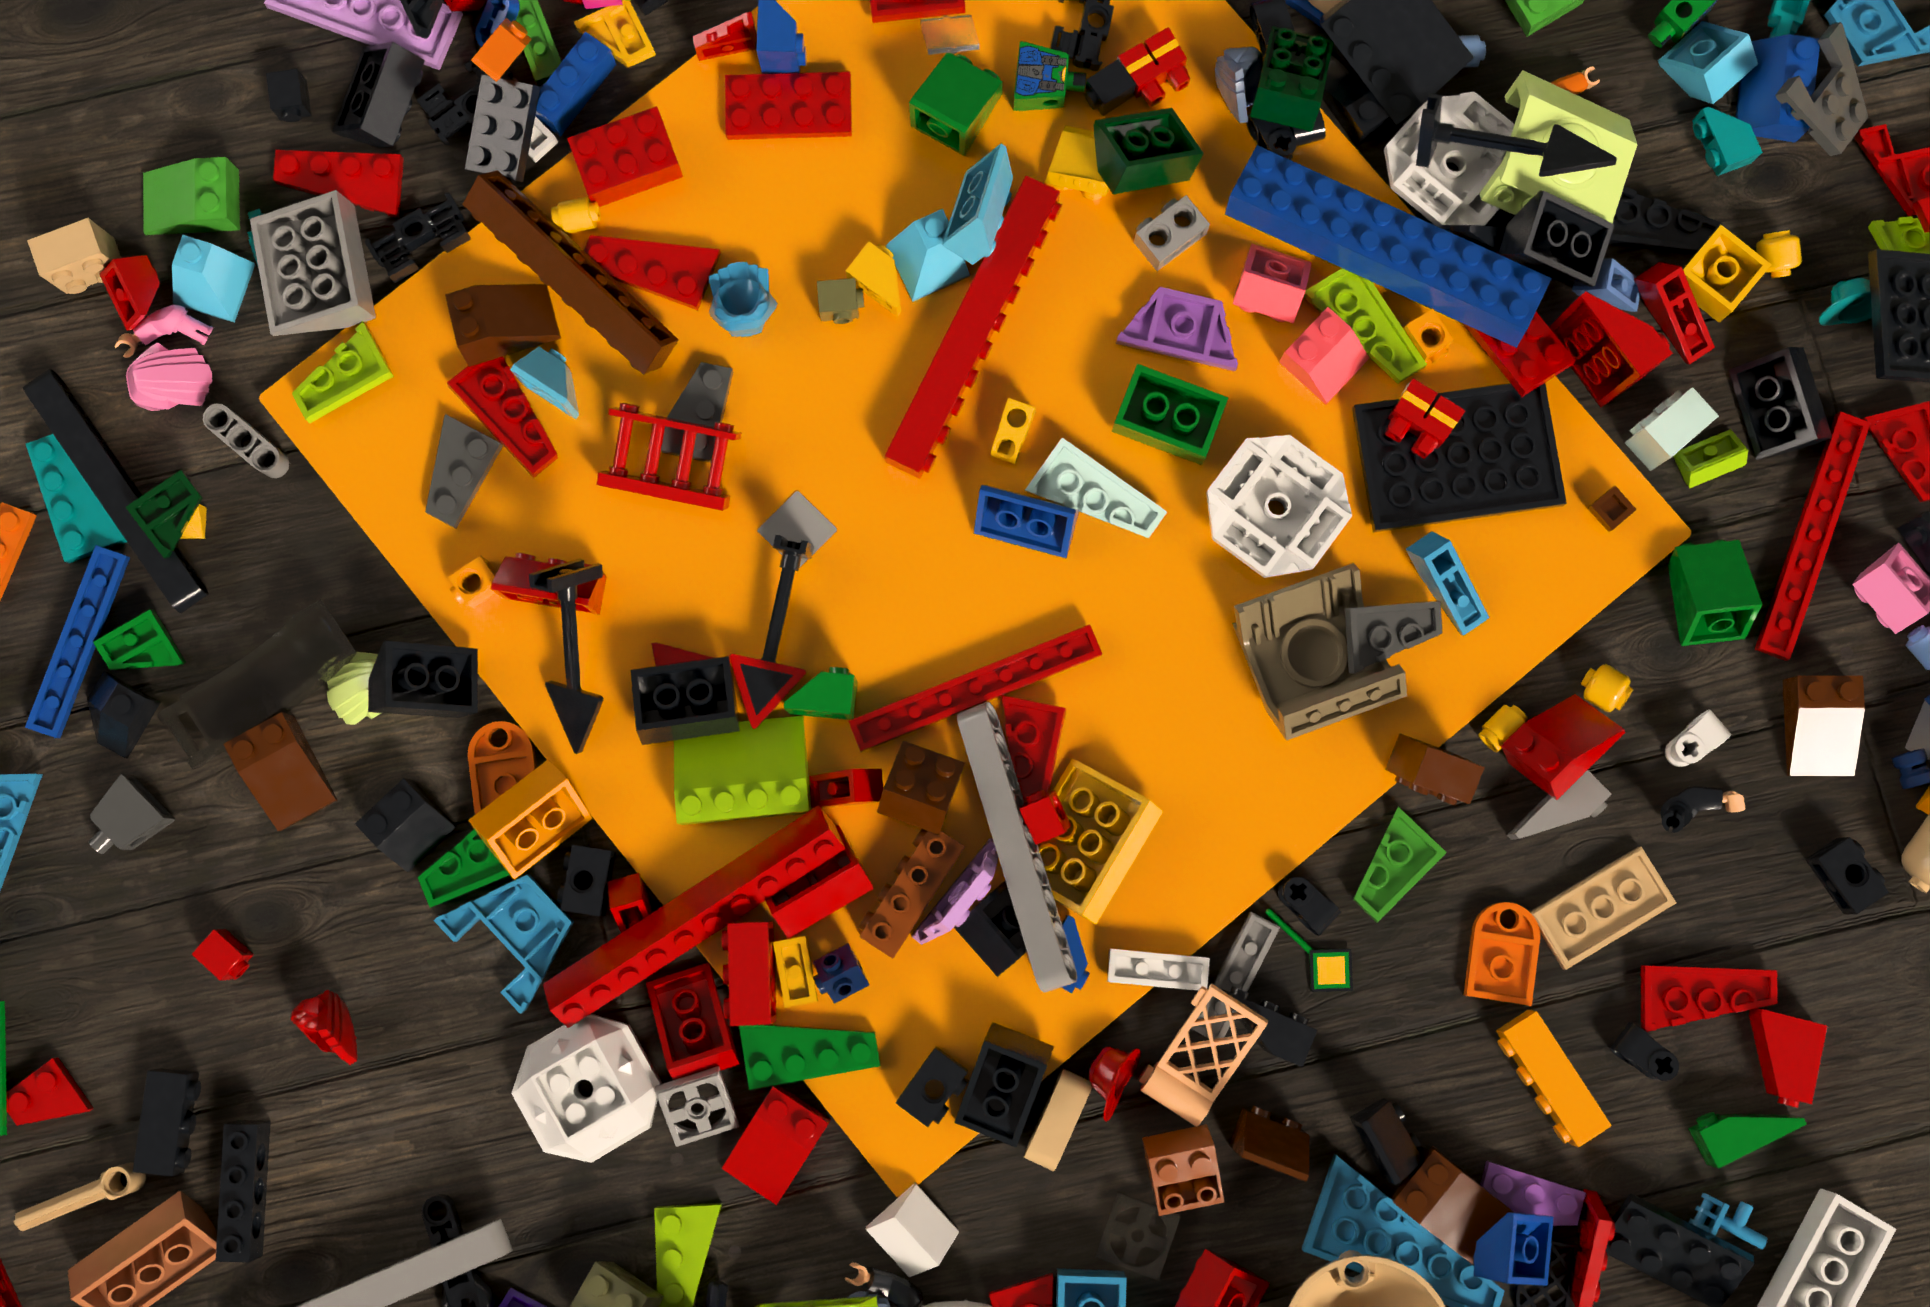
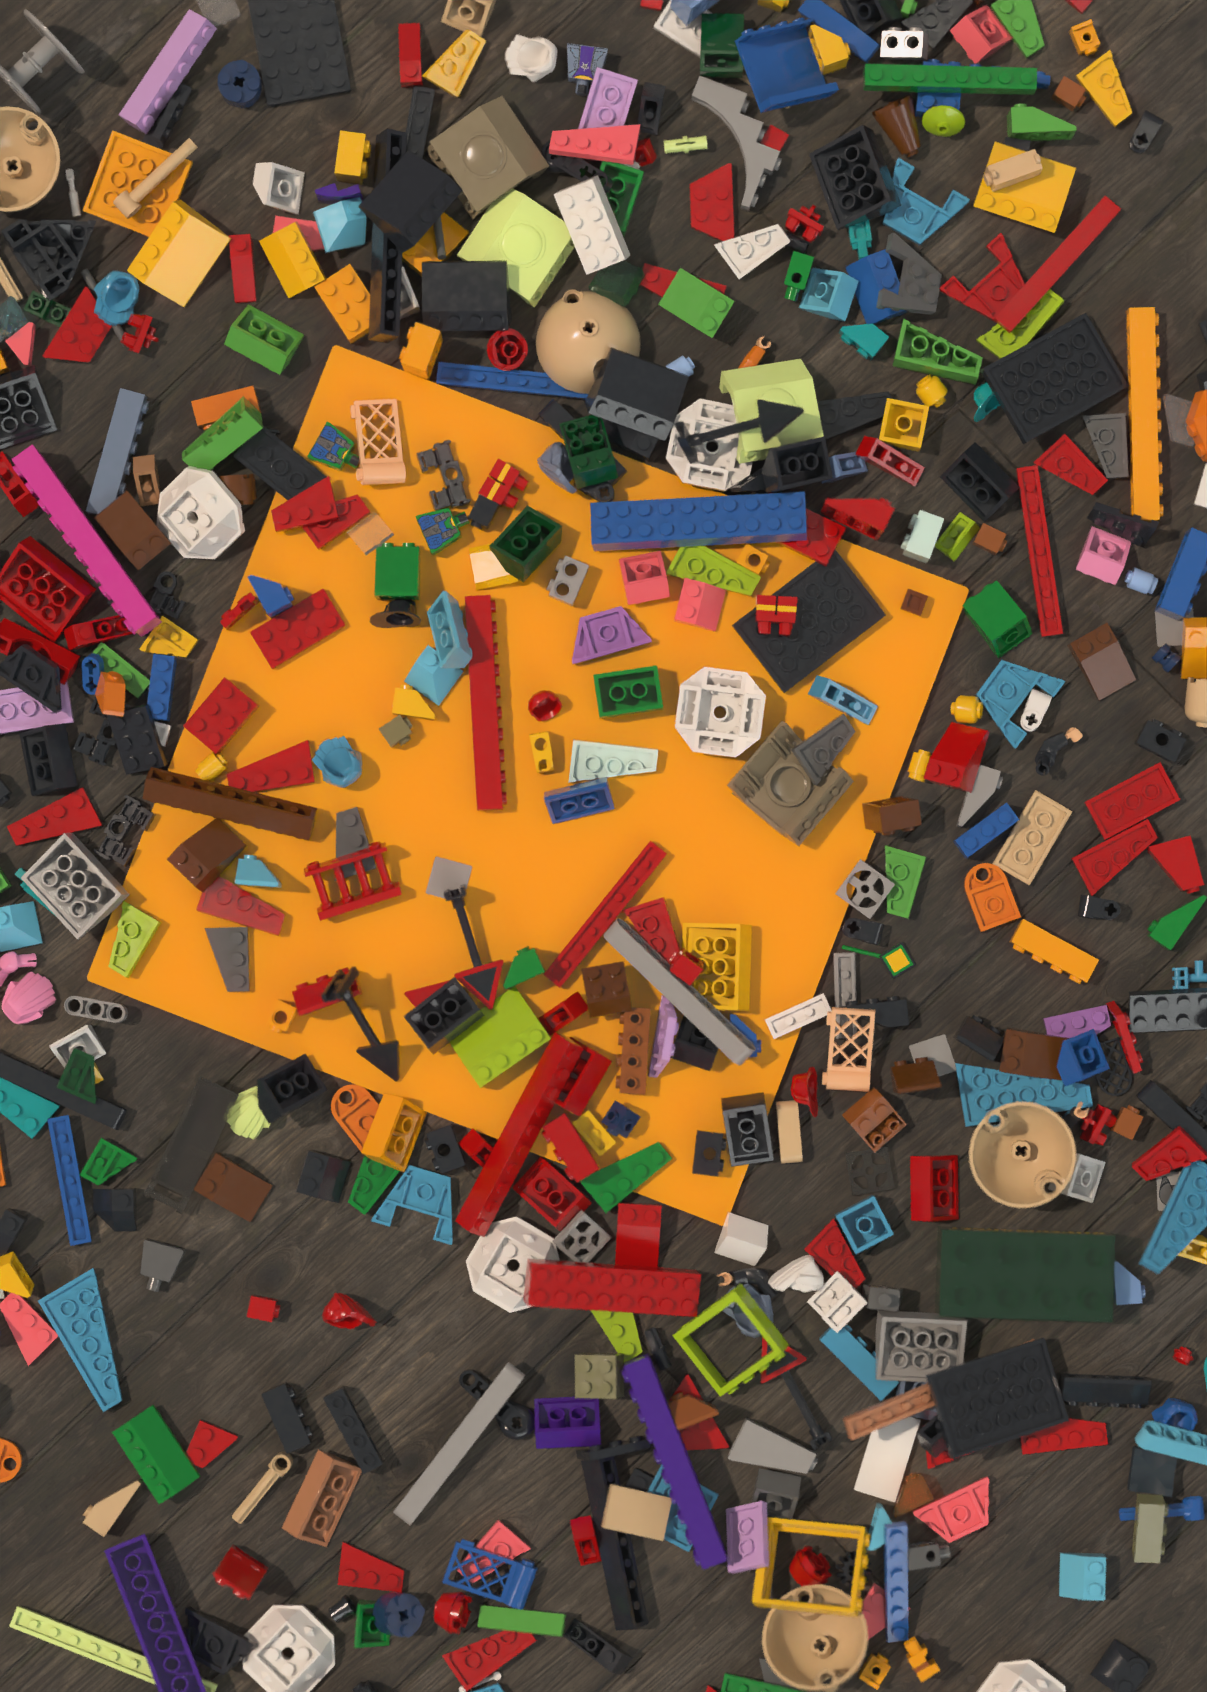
camera: 30 degrees left, 5 degrees up
(205, 469) = (83, 1040): none -> white slope
(697, 1198) = (612, 1287): none -> red brick
(923, 154) = (397, 614): none -> black piece
(1050, 372) = (544, 705): none -> red hair
(1318, 1120) = (937, 1050): none -> light grey sticker
(1347, 863) = (860, 866): none -> light grey piece
(1547, 862) = (986, 830): none -> blue brick
(1673, 693) = (1006, 691): none -> dark azure wing
(1755, 484) = (990, 539): none -> dark orange brick
(1766, 934) = (1132, 801): none -> red plate
(1801, 201) = (935, 356): none -> bright green wedge

